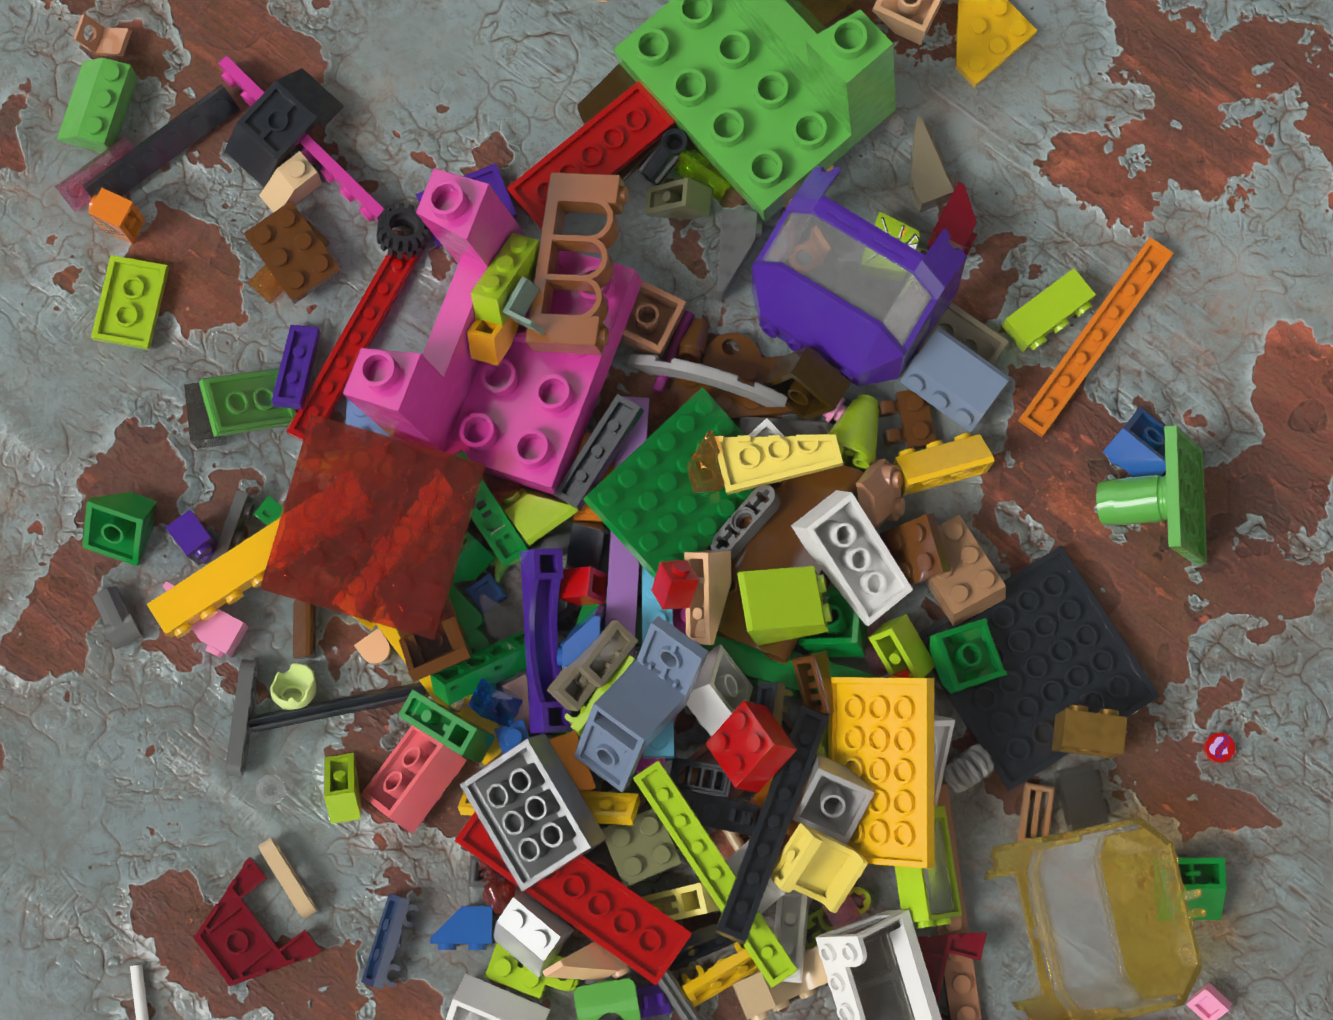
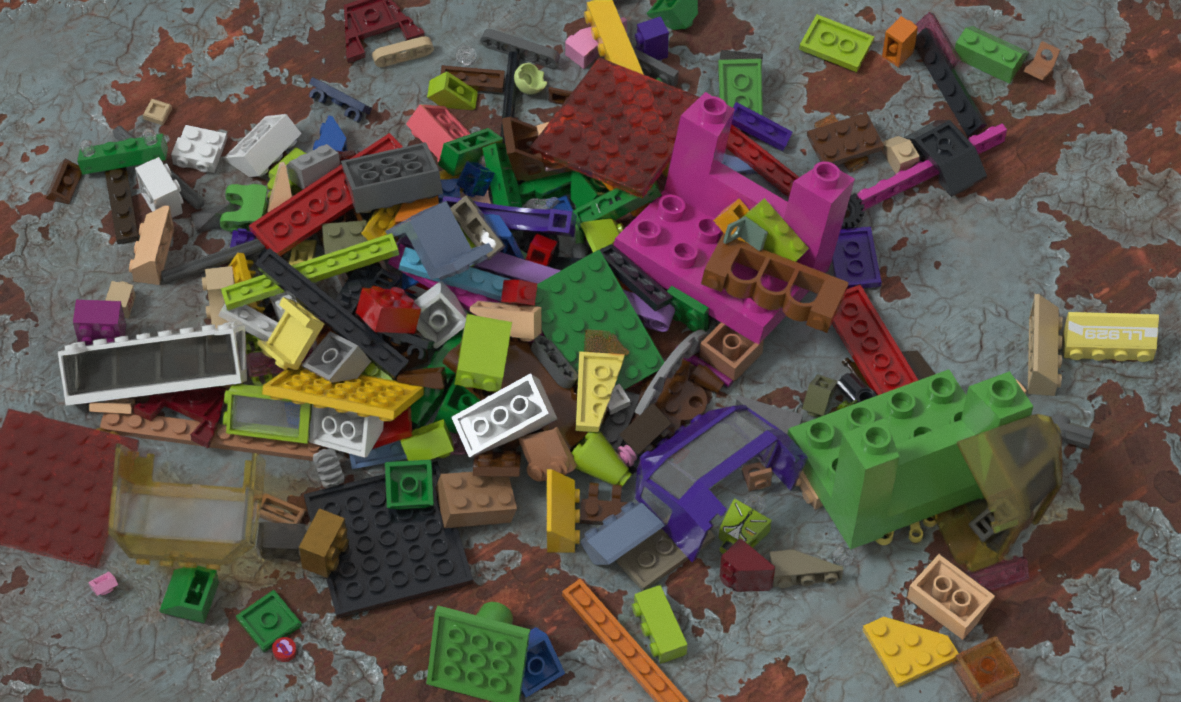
camera: 105 degrees right, 20 degrees down
(308, 767) = (477, 78): none -> reddish brown plate
(616, 375) = (689, 310): none -> green plate
(1186, 780) = (268, 620): none -> green tile

